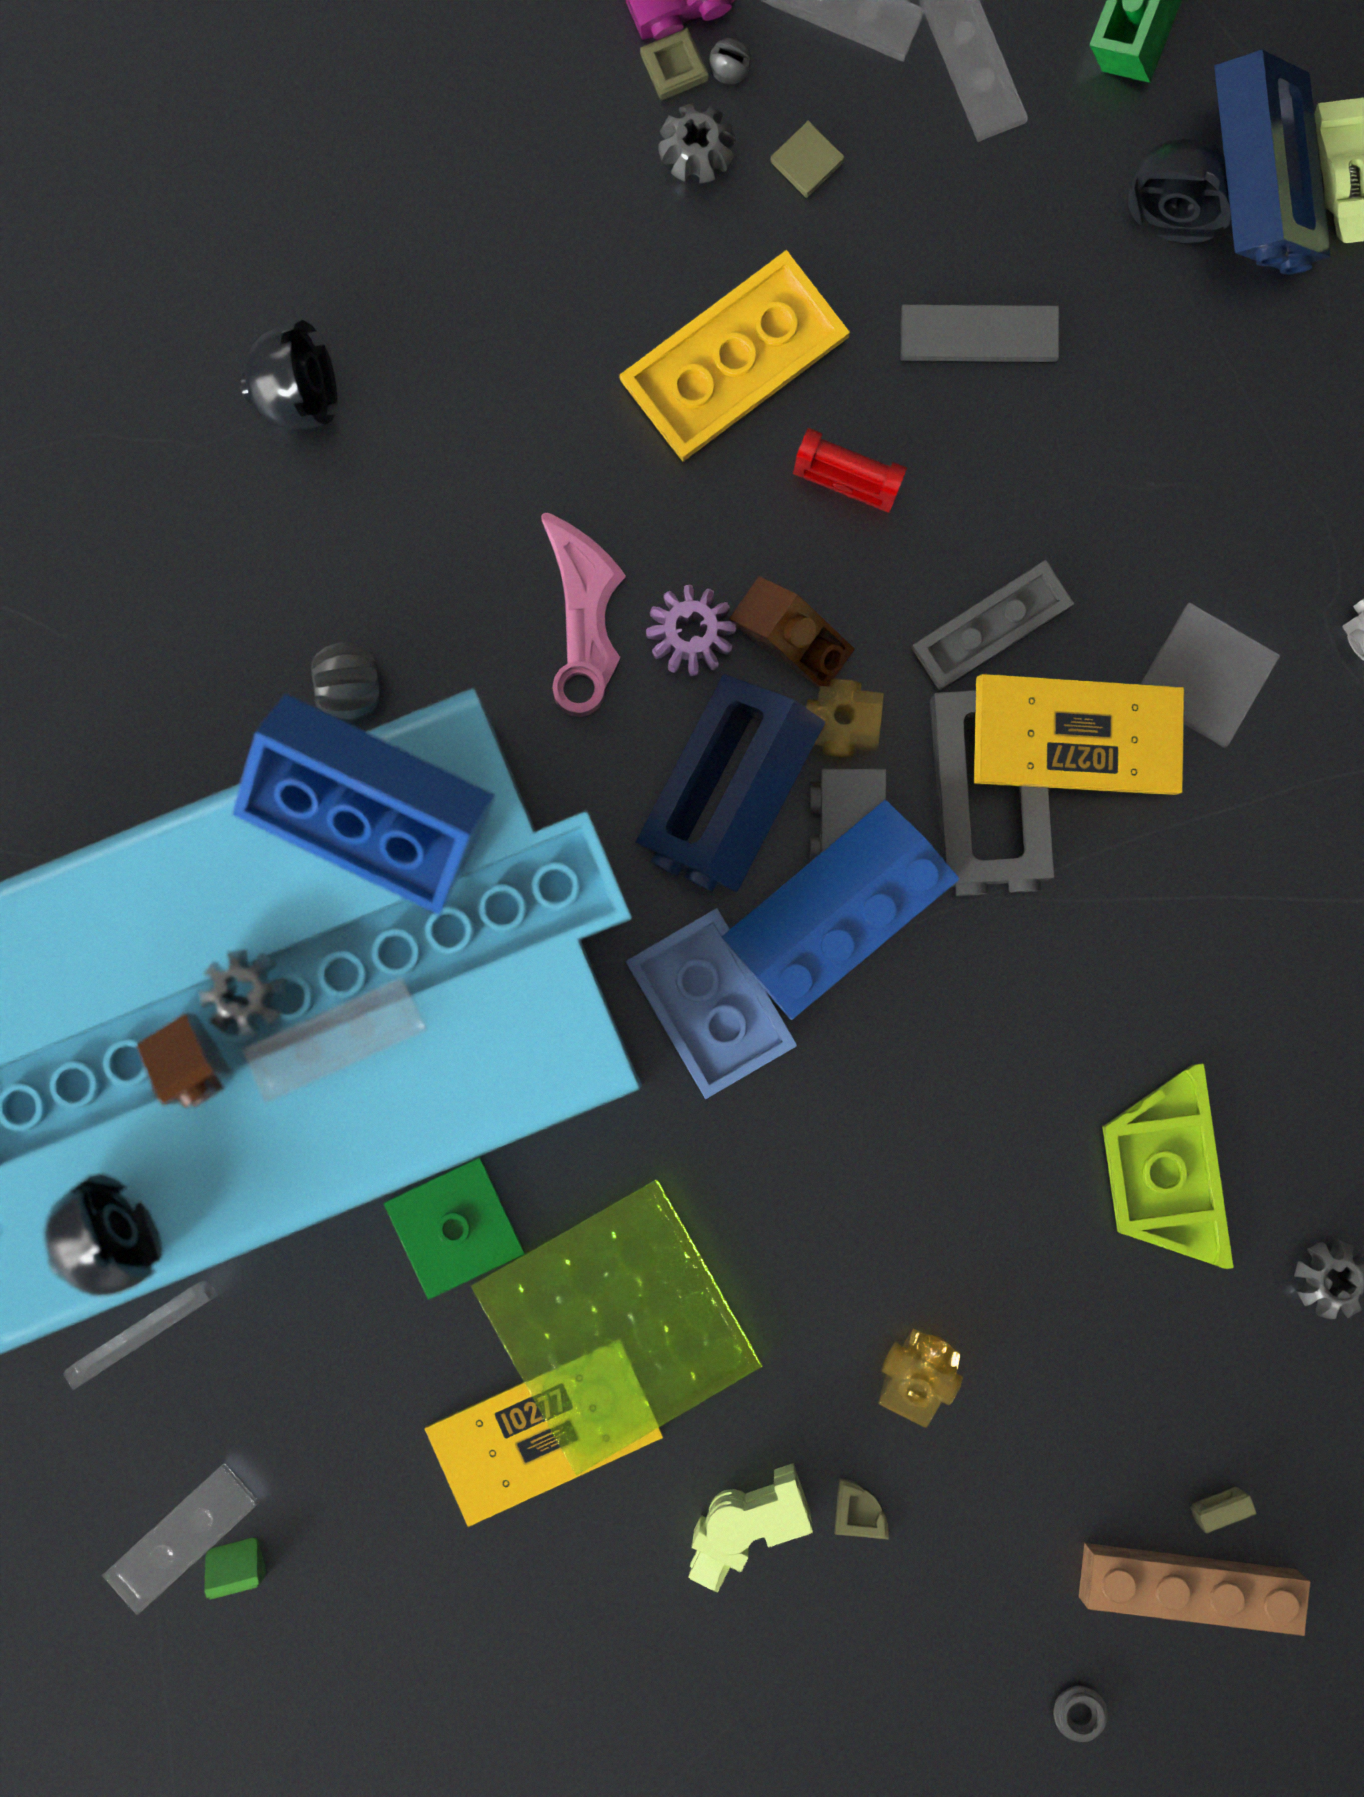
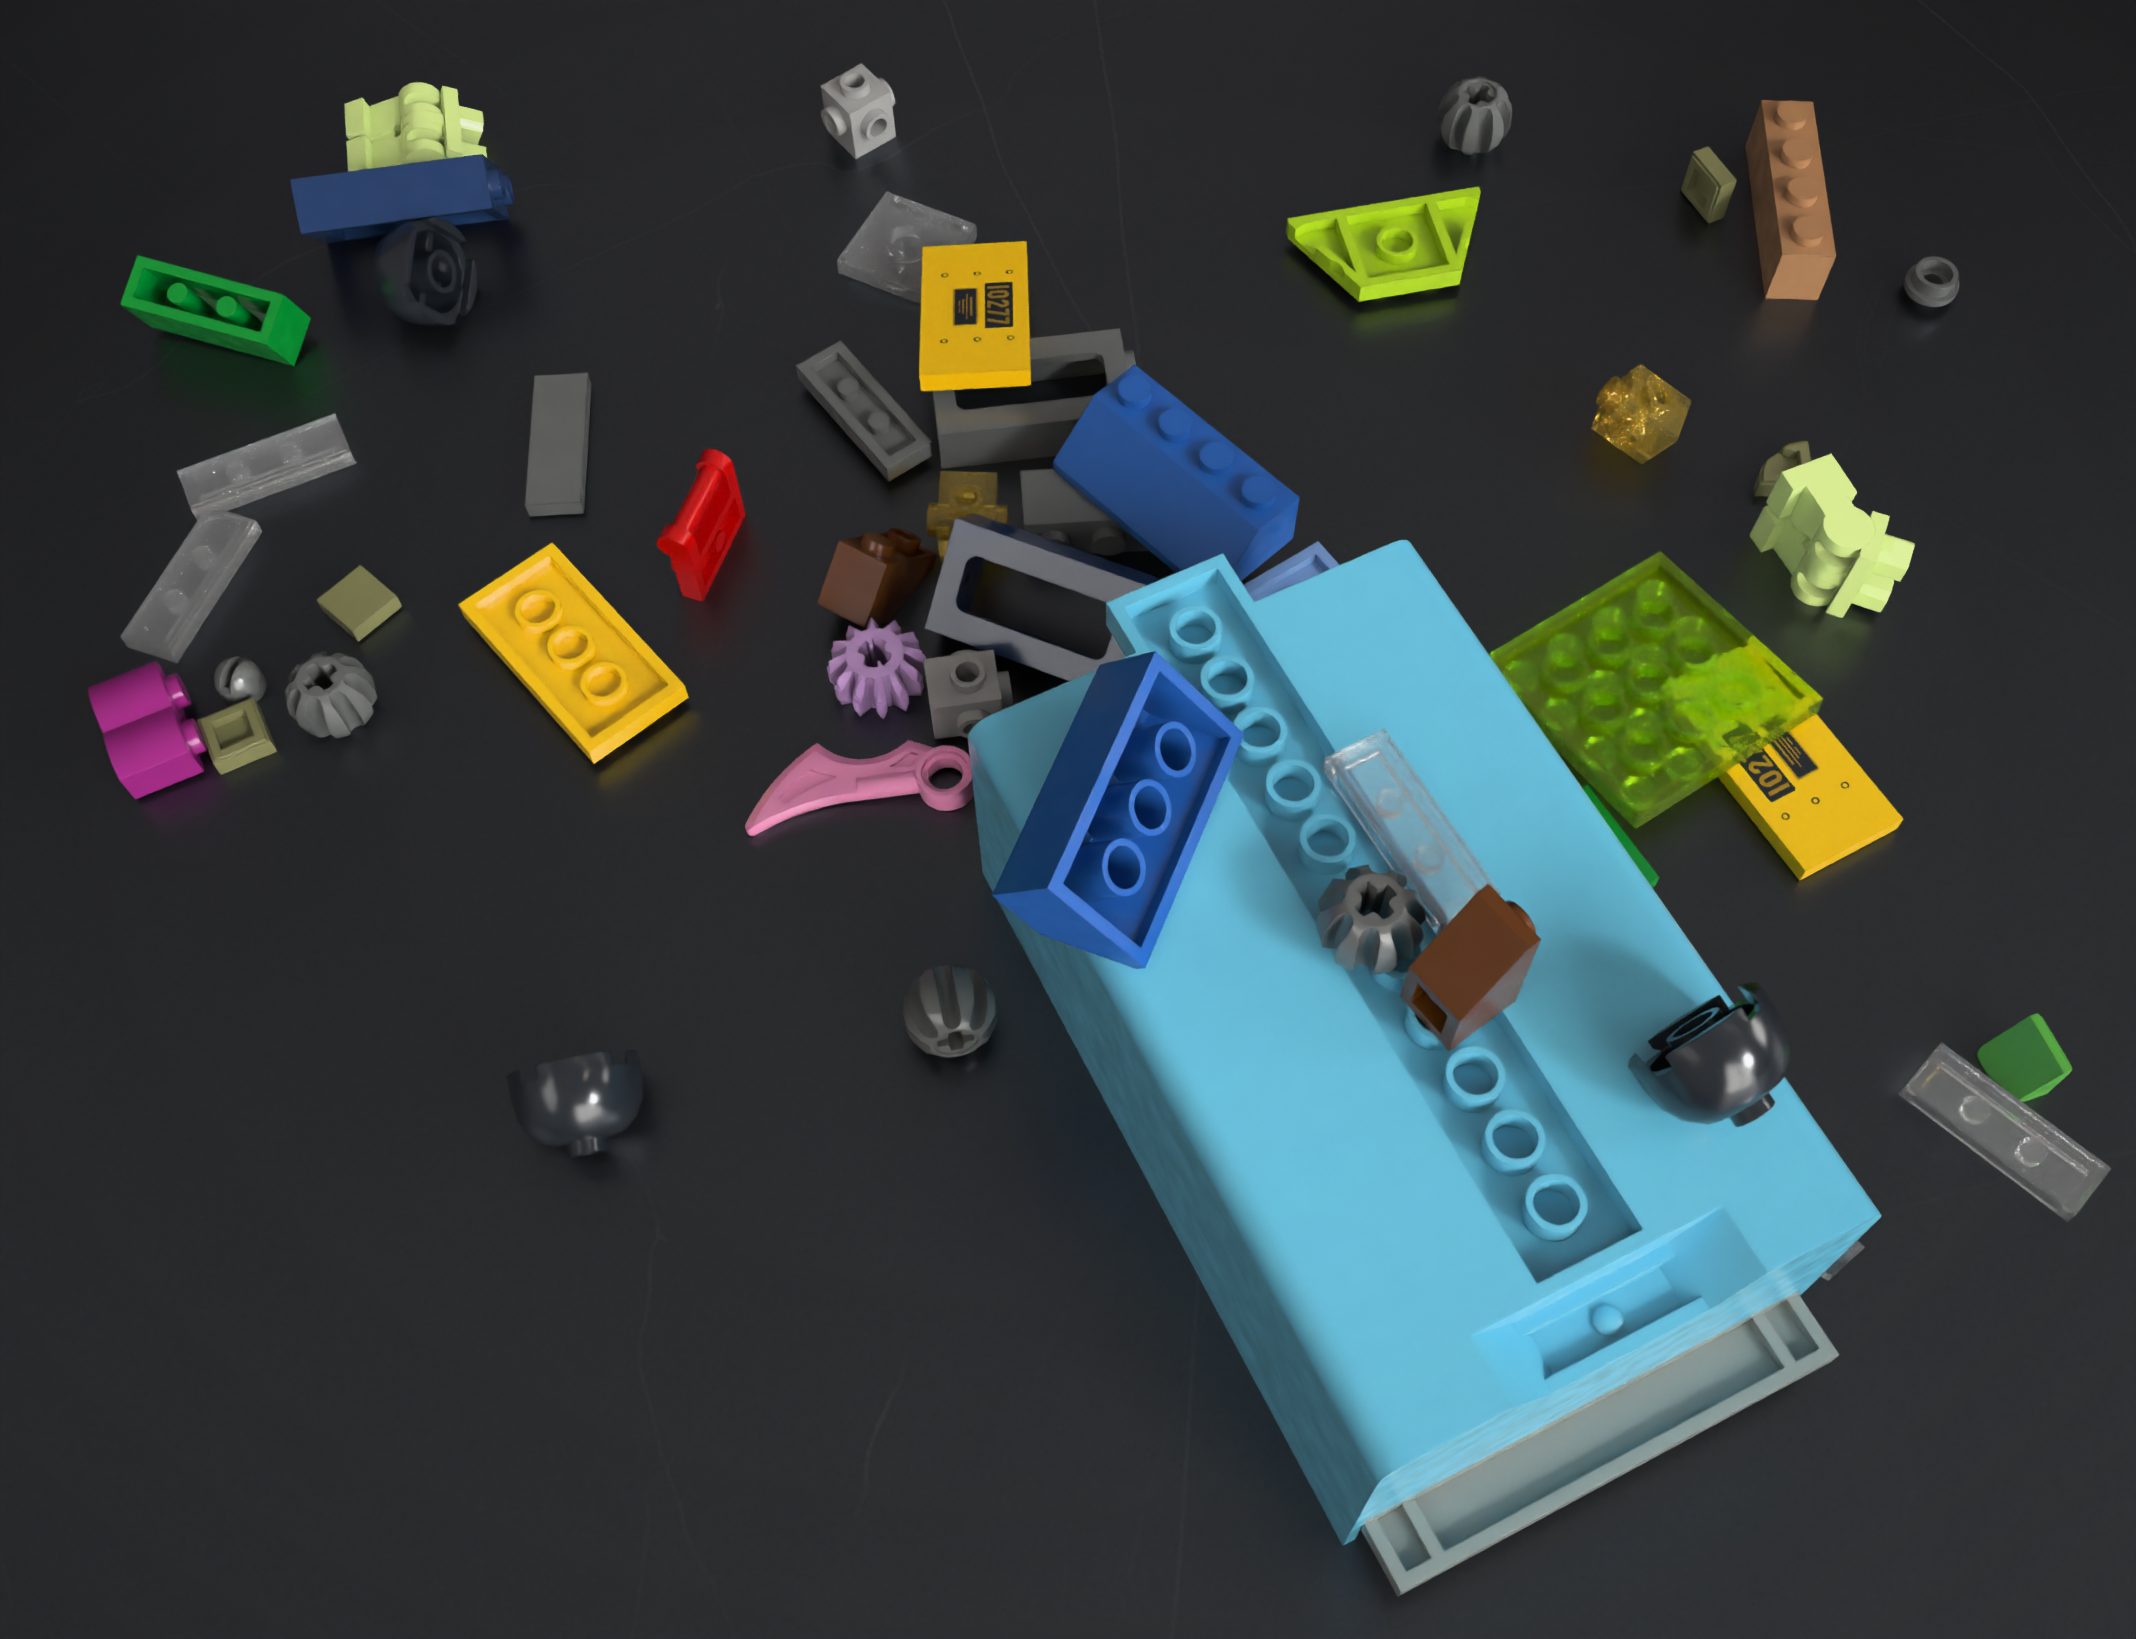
camera: 90 degrees left, 25 degrees down
(650, 689) = (964, 691): none -> light grey brick

